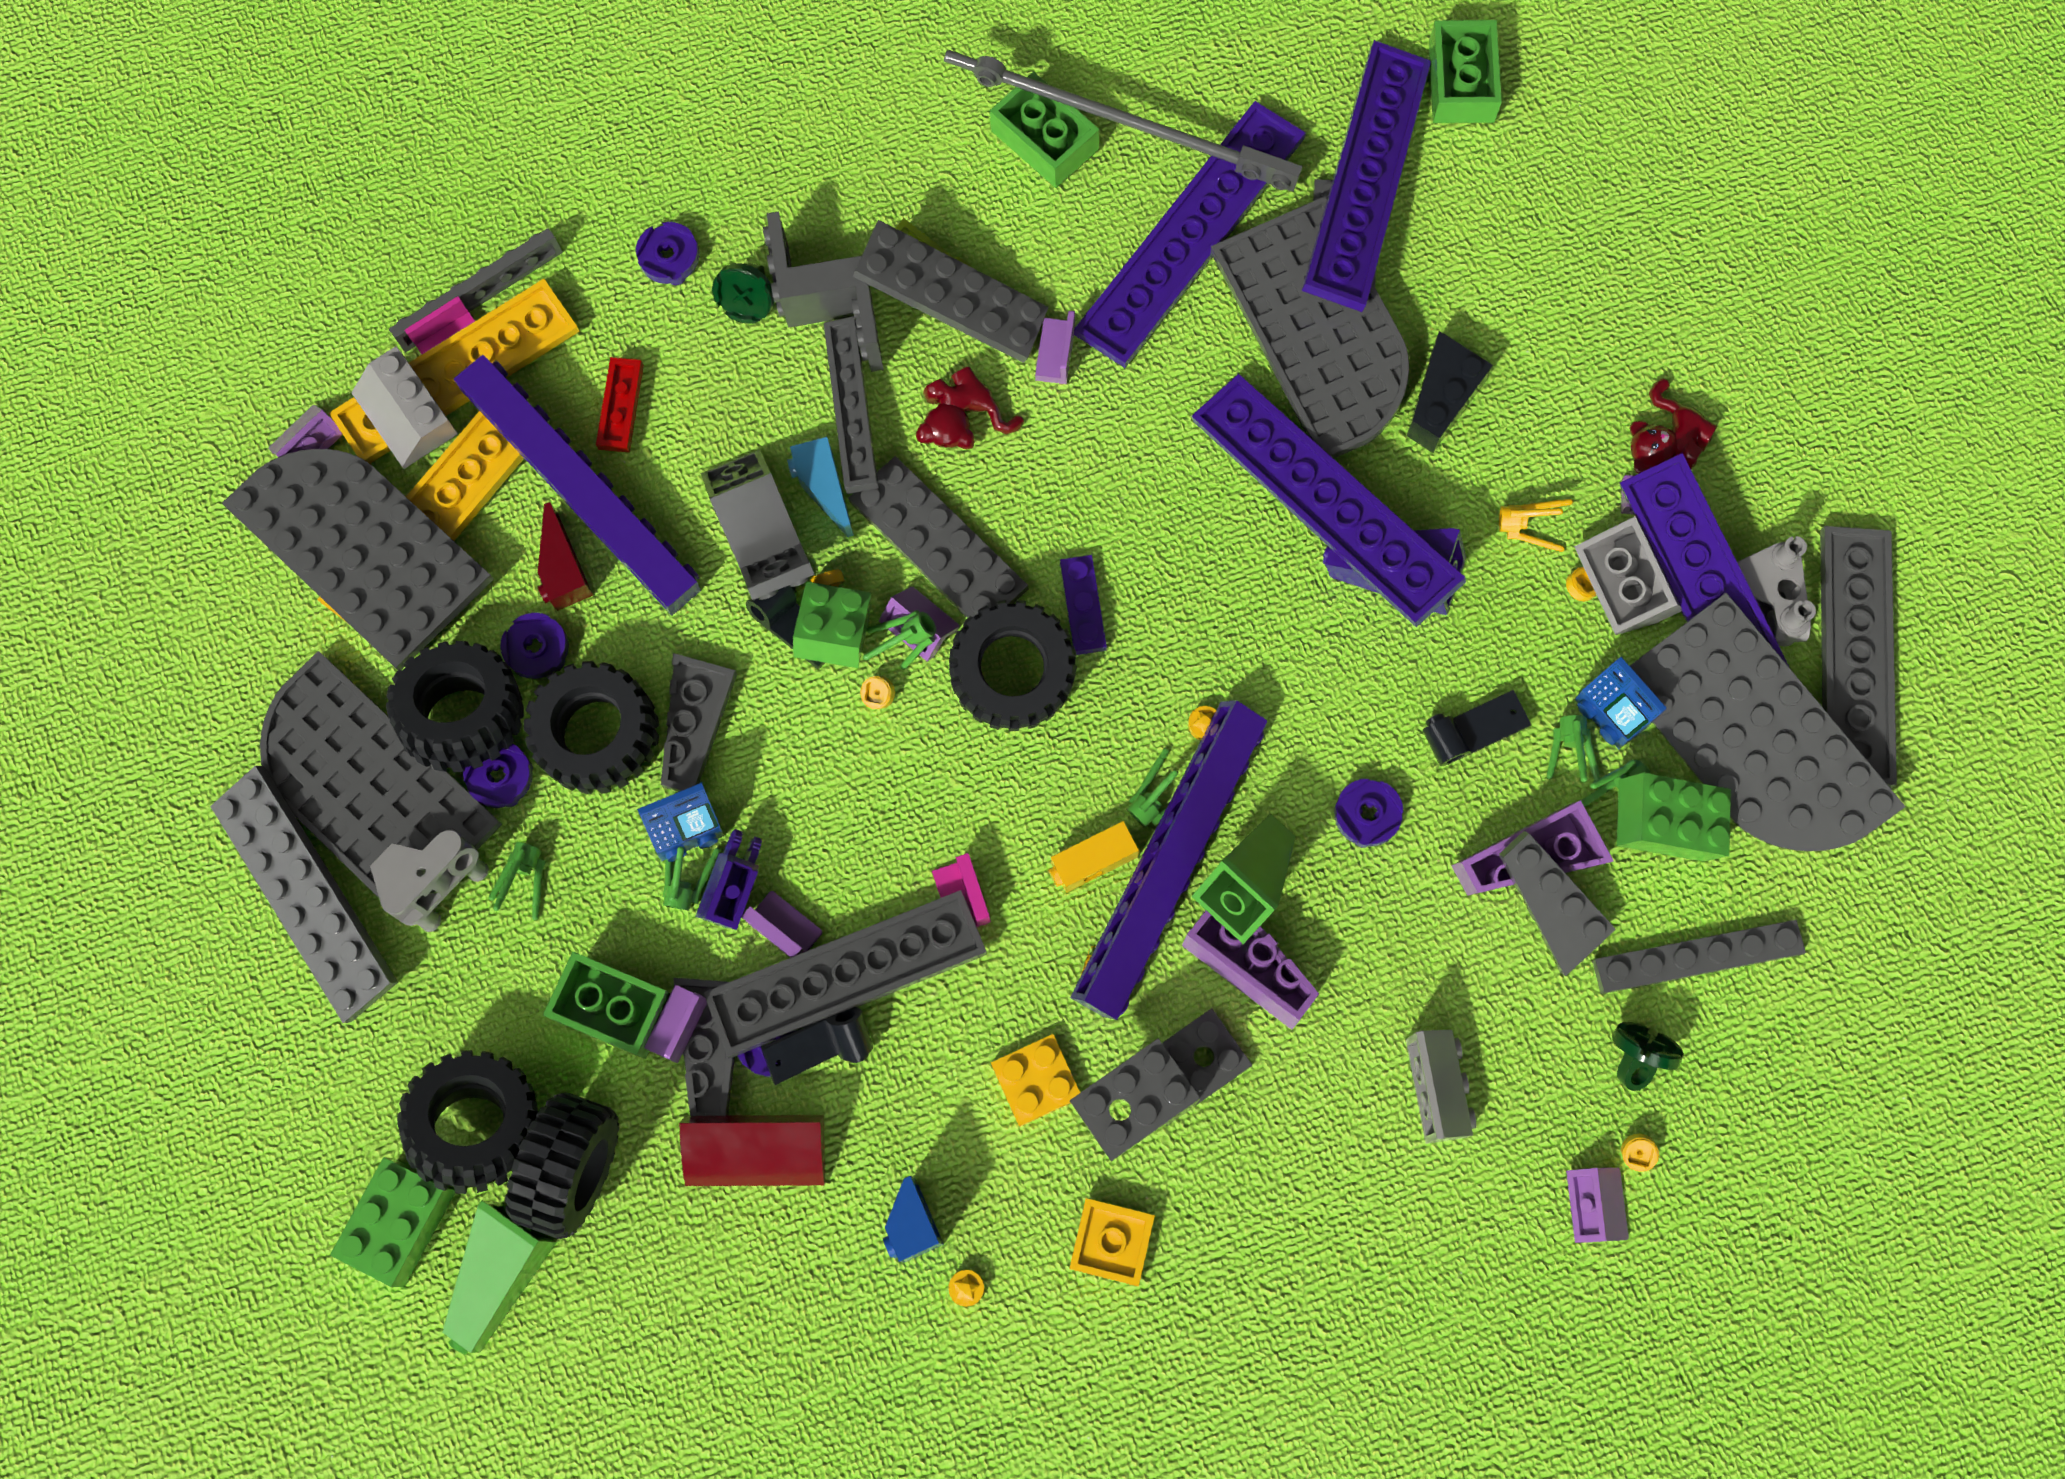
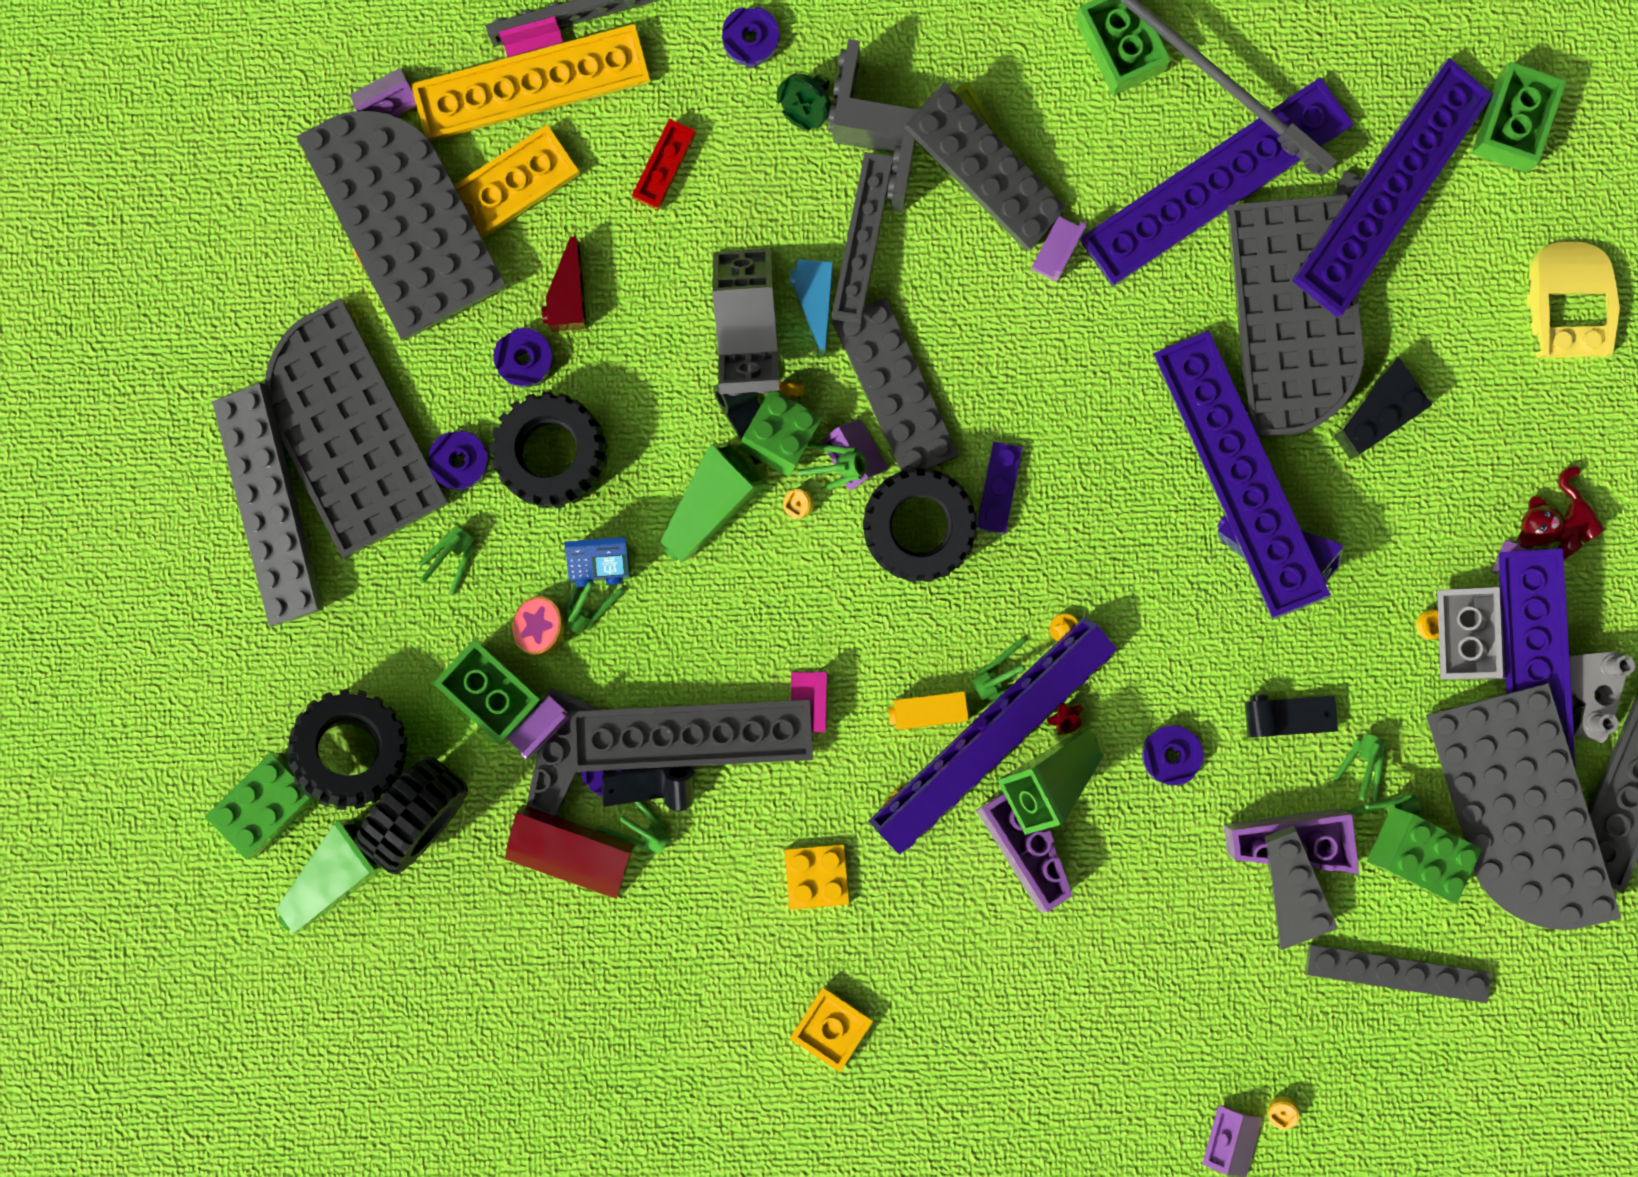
camera: 20 degrees right, 10 degrees up
(401, 408) = (475, 104): light grey slope -> none
(409, 875) = (362, 534): light grey piece -> none
(443, 672) = (432, 358): black tyre -> none
(578, 485) = (604, 227): dark purple brick -> none
(640, 916) = (539, 625): none -> tile
(695, 712) = (640, 465): dark grey wing -> none
(730, 883) = (621, 625): dark purple hinge -> none
(782, 722) = (713, 497): none -> bright green slope
(782, 925) = (653, 674): medium lavender panel -> none
(842, 1100) = (654, 837): none -> bright green plant
(910, 1224) = (675, 962): blue slope -> none
(948, 423) = (941, 284): dark red animal -> none
(966, 1288) = (702, 1022): yellow tile -> none
(1160, 1084) = (915, 923): dark grey bracket -> none
(1249, 818) = (1061, 722): none -> dark red plate
(1440, 1085) = (1142, 1003): light grey slope -> none
(1515, 517) = (1397, 545): yellow plant -> none
(1580, 195) = (1572, 270): none -> light yellow slope
(1619, 704) = (1418, 742): blue slope -> none
(1643, 1052) = (1320, 1037): dark green tile -> none

